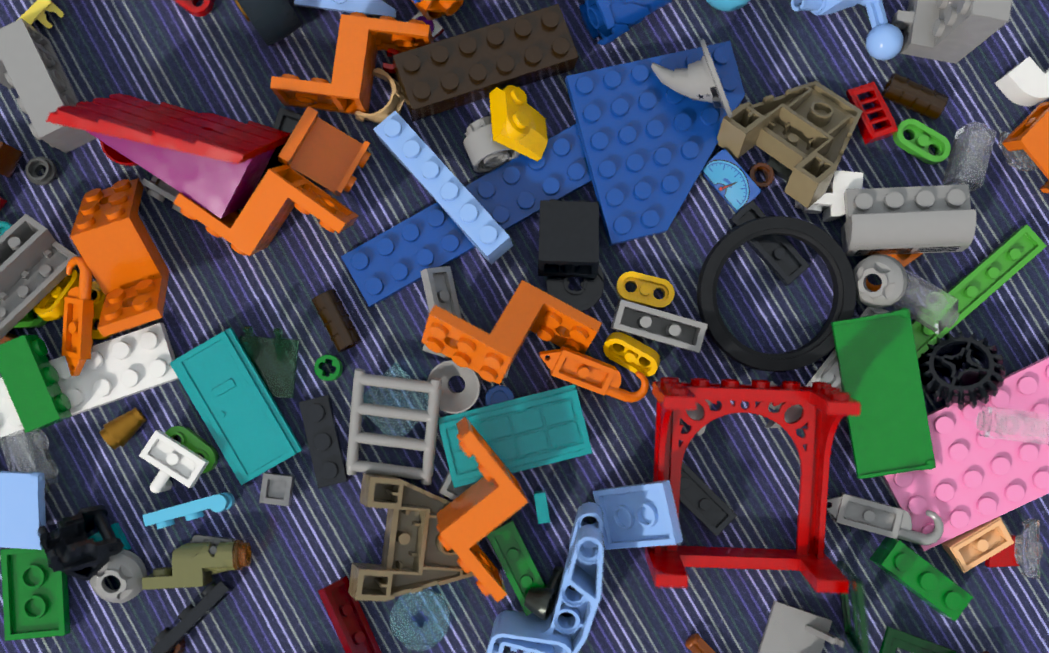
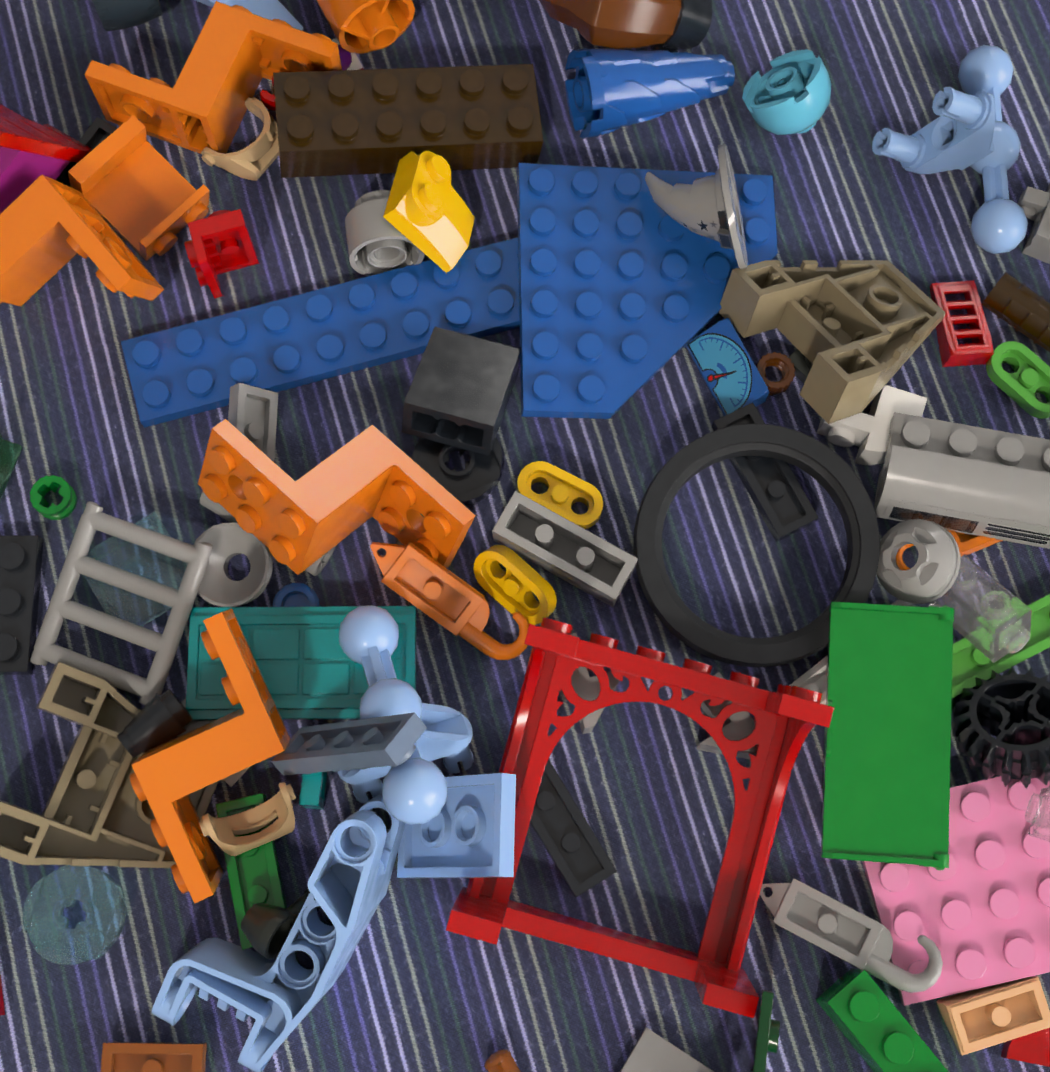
camera: 10 degrees right, 10 degrees down
(336, 320) = (85, 430): dark brown axle -> none
(387, 178) = (219, 246): none -> red bracket
(439, 497) = (155, 724): none -> black cone
(443, 187) = (299, 277): light blue arch -> none
(498, 549) = (224, 829): none -> tan helmet
(569, 489) = (351, 745): none -> sand blue plate
(588, 467) = (417, 787): none -> light blue connector

